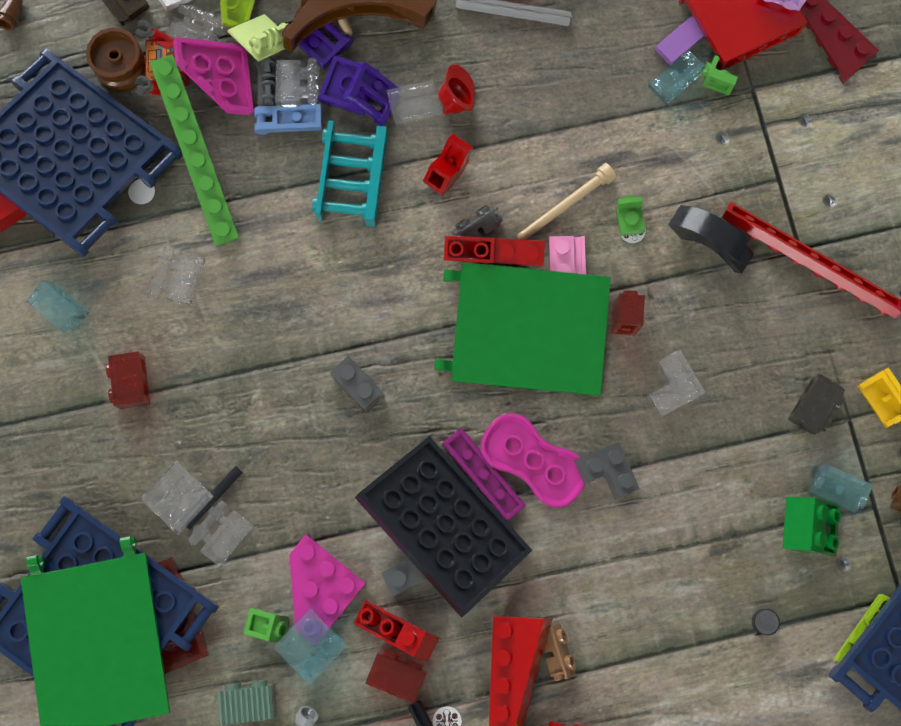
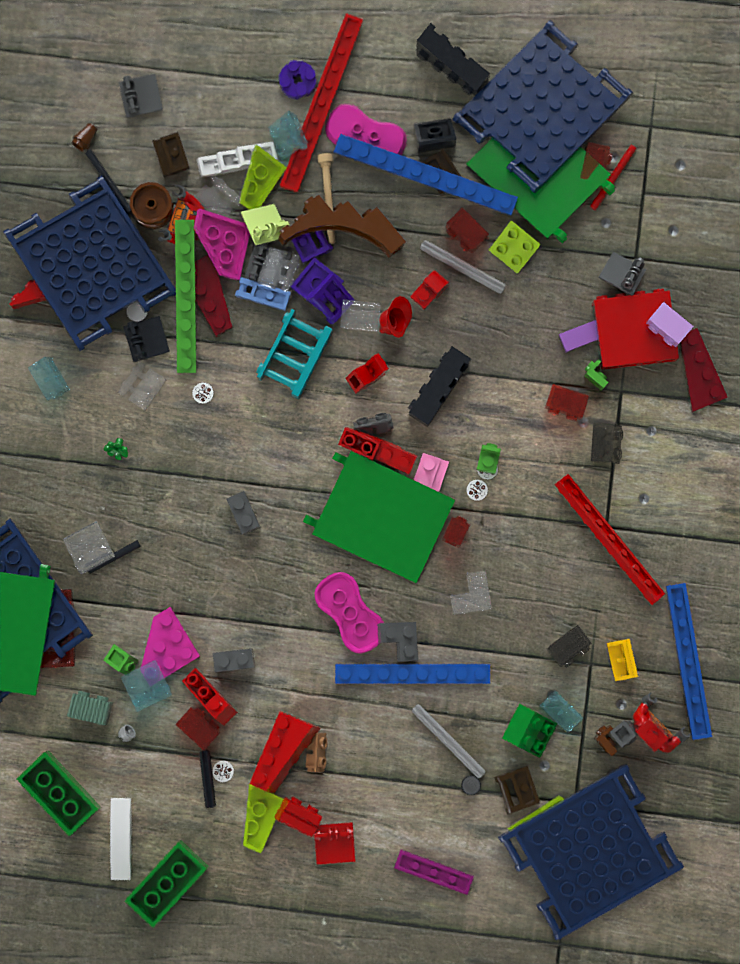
camera: 25 degrees right, 5 degrees up
(42, 43) = (102, 172): none -> black bar
(128, 380) = (82, 451): clear red brick -> none
(163, 218) = (146, 338): none -> black hinge
(171, 362) = (116, 449): none -> green plant
(226, 143) = (211, 296): none -> dark red wing
(226, 538) = (114, 589): clear plate -> none
(255, 259) = (202, 392): none -> white sticker
(444, 525) = (268, 635): black plate -> none
(483, 475) = (311, 612): magenta tile -> none
(486, 44) = (430, 289): none -> red brick
(540, 149) = (439, 386): none -> black wedge
(604, 175) = (480, 421): tan piece -> none
(629, 259) = (477, 490): none -> white sticker
(638, 508) = (412, 673): none -> blue plate
(677, 77) = (565, 364): clear light blue hinge -> none
(697, 118) = (566, 402): none -> clear red brick
(715, 233) = (542, 496): black arch -> none
(716, 576) = (448, 741): none -> light grey axle
(761, 150) = (606, 443): none -> clear smoke bracket
(832, 600) = (523, 786): none -> dark brown plate

